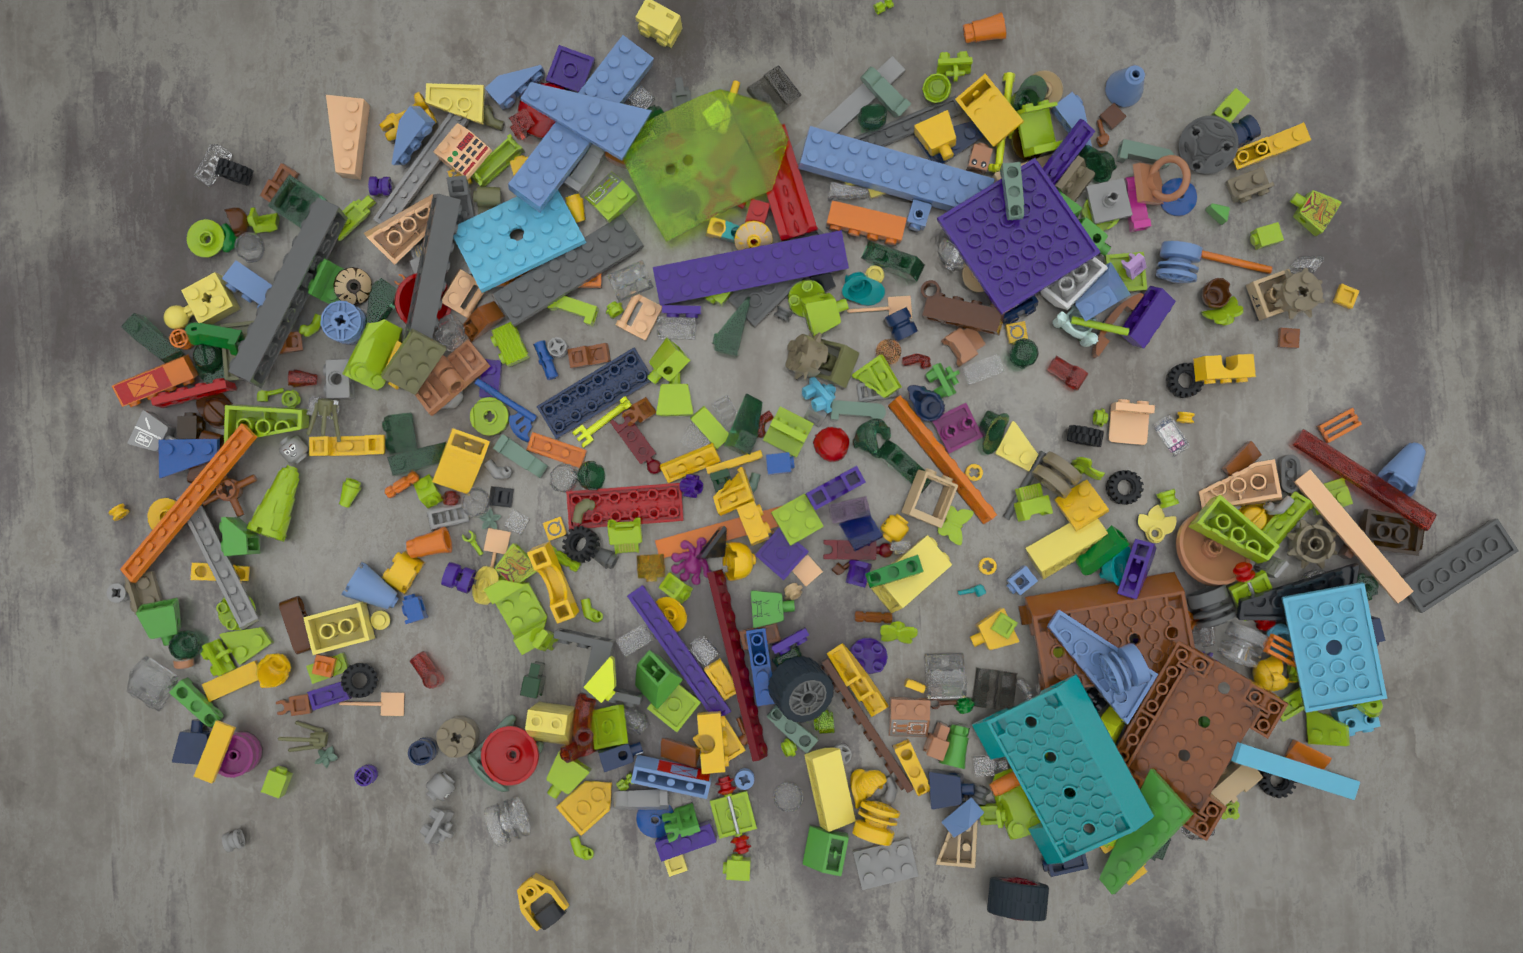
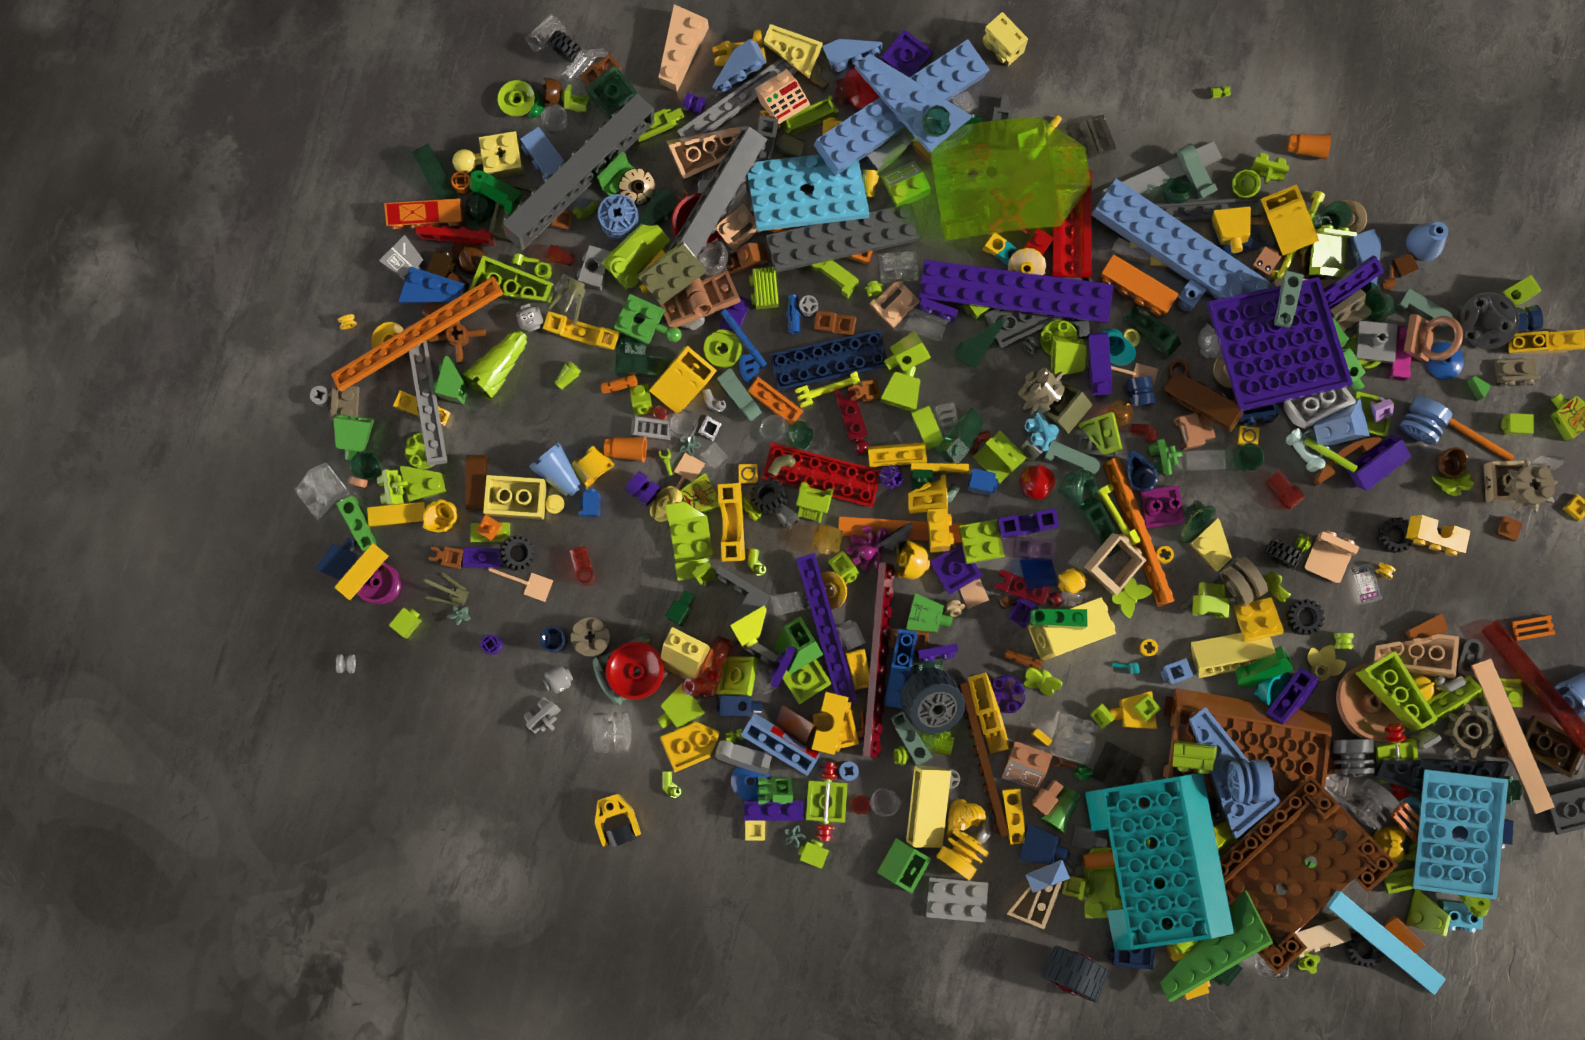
camera: 20 degrees right, 5 degrees down
(256, 182) = (582, 62): none -> clear wing
(408, 425) = (644, 331): none -> bright green plate
(617, 128) = (936, 121): none -> clear green hair
(647, 700) = (784, 660): none -> dark purple plate
(714, 856) = (794, 836): none -> sand green plant
(766, 811) = (856, 804): none -> clear red plate
(853, 312) = (1100, 364): none -> dark purple slope
(936, 465) = (1131, 535): none -> neon yellow hinge
(965, 646) = (1102, 716): none -> lime tile
(1064, 661) = (1194, 756): none -> lime brick

